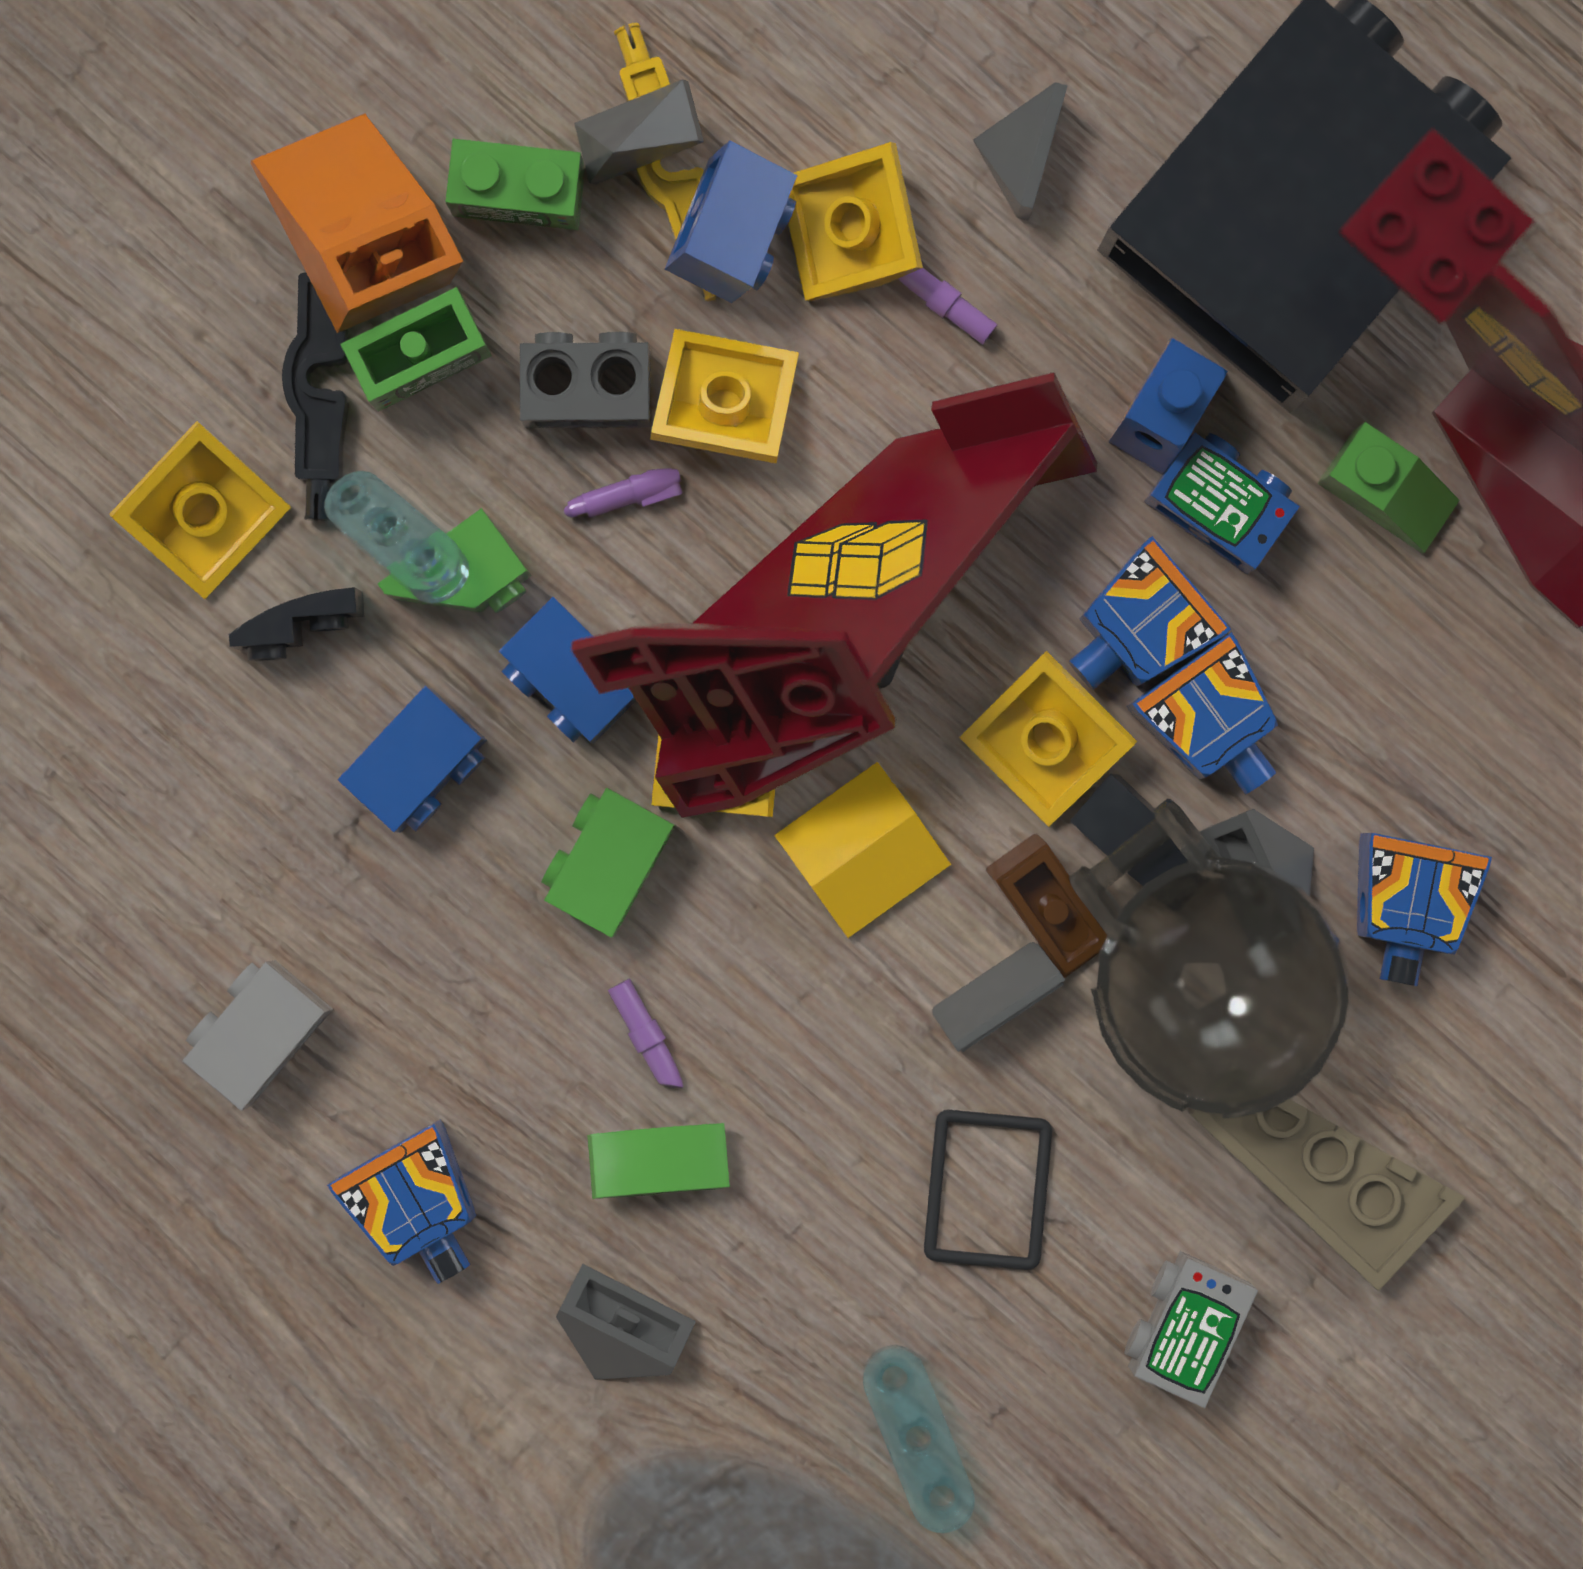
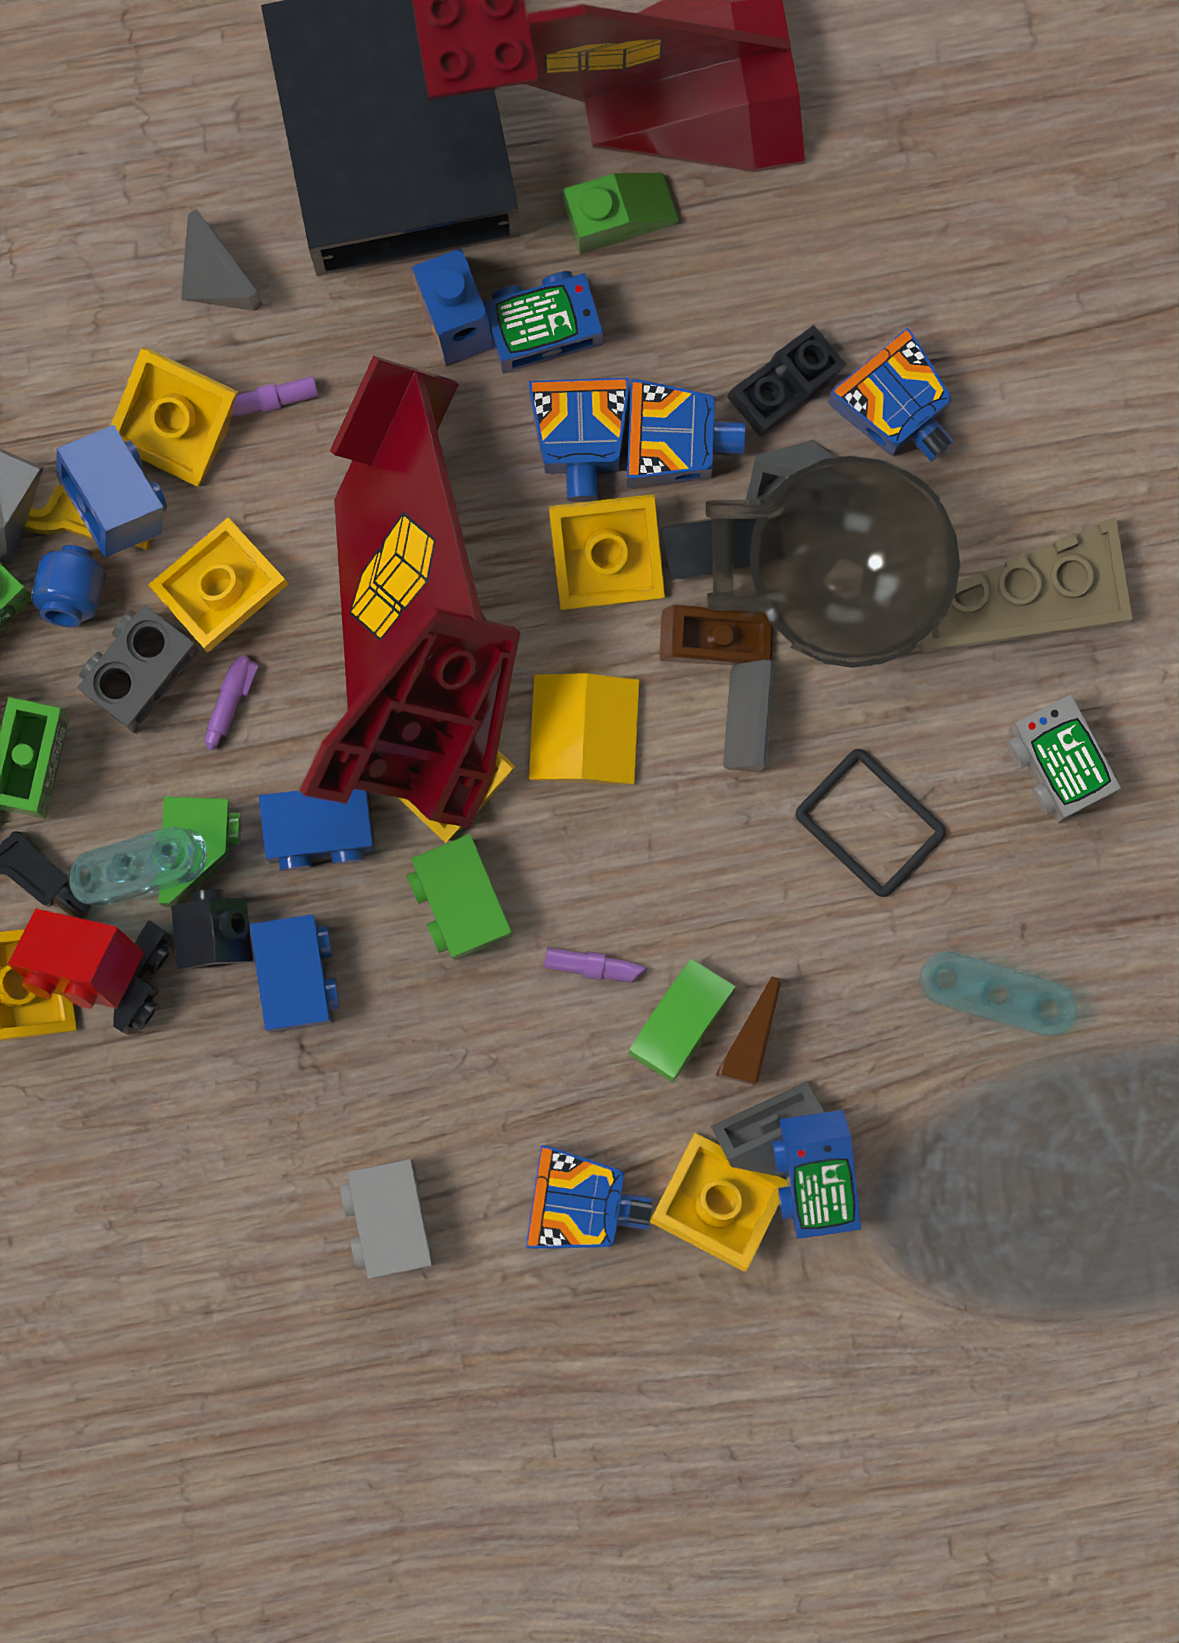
camera: 50 degrees left, 5 degrees down
(260, 550) = (75, 959): none -> red brick
(391, 654) = (211, 931): none -> black brick
(510, 1331) = (718, 1205): none -> yellow slope
(611, 255) = (68, 586): none -> blue head
(612, 1407) = (819, 1174): none -> brick
(677, 1245) = (747, 1053): none -> reddish brown slope
(1350, 778) = (786, 380): none -> black slope

